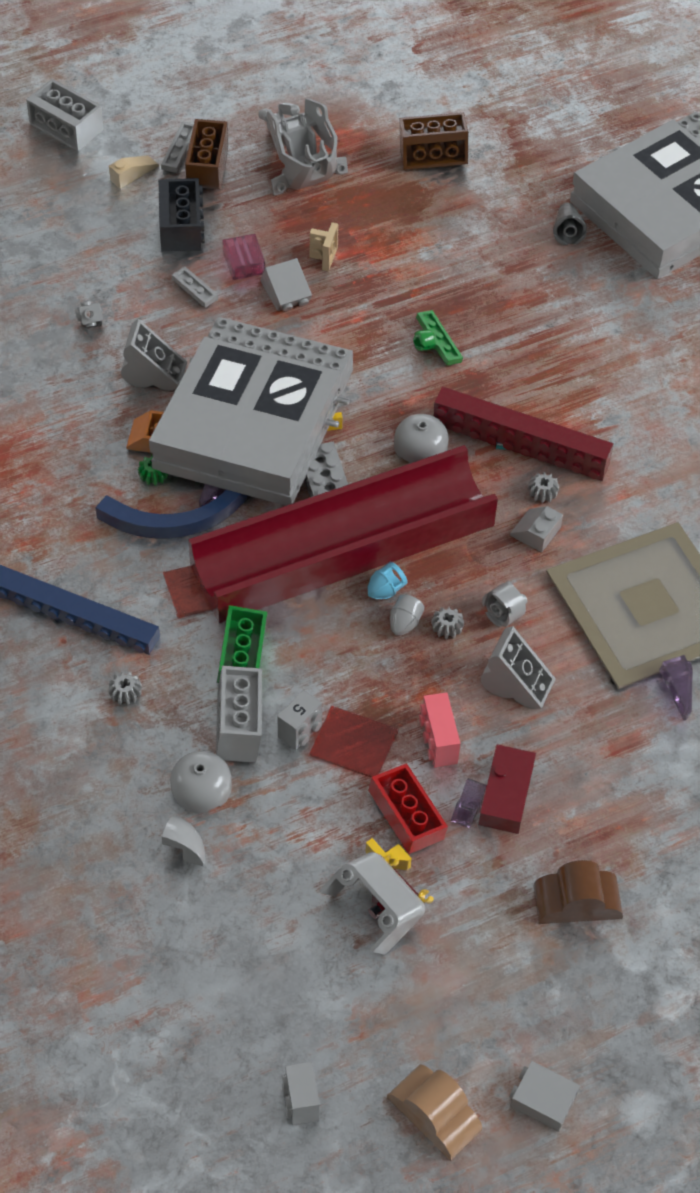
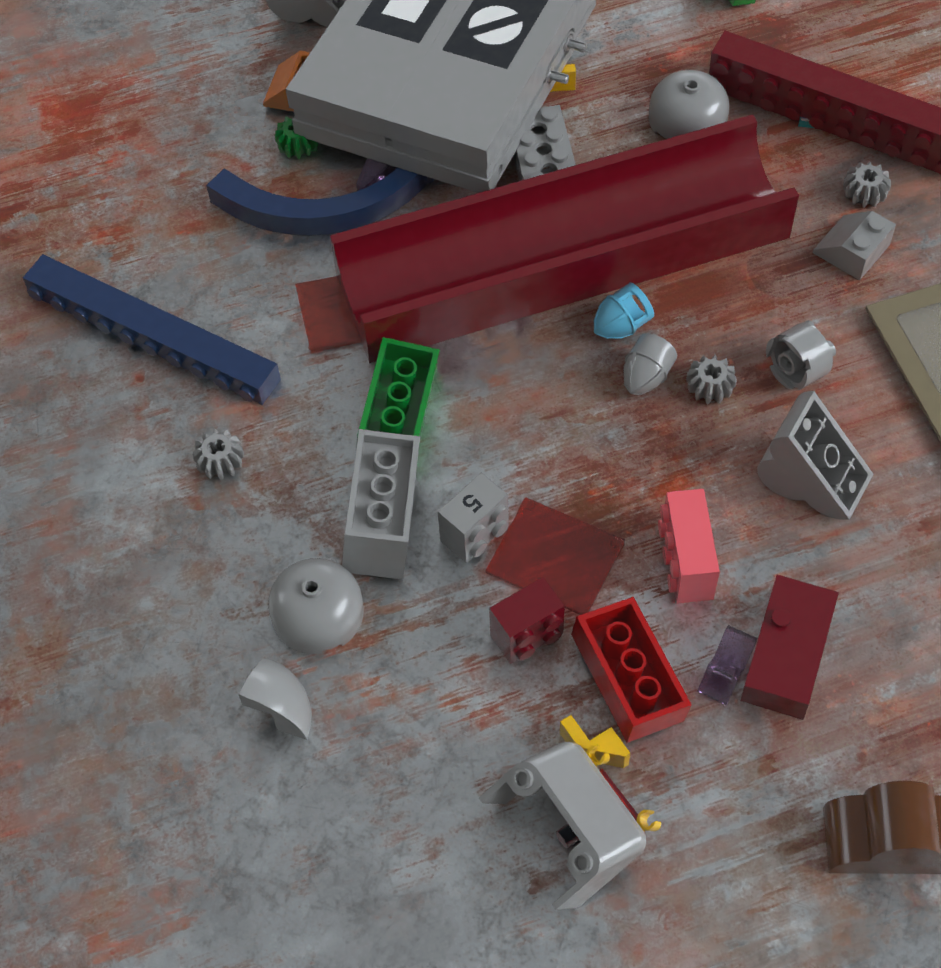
camera: 10 degrees right, 5 degrees up
(339, 782) = (527, 620): none -> dark red brick

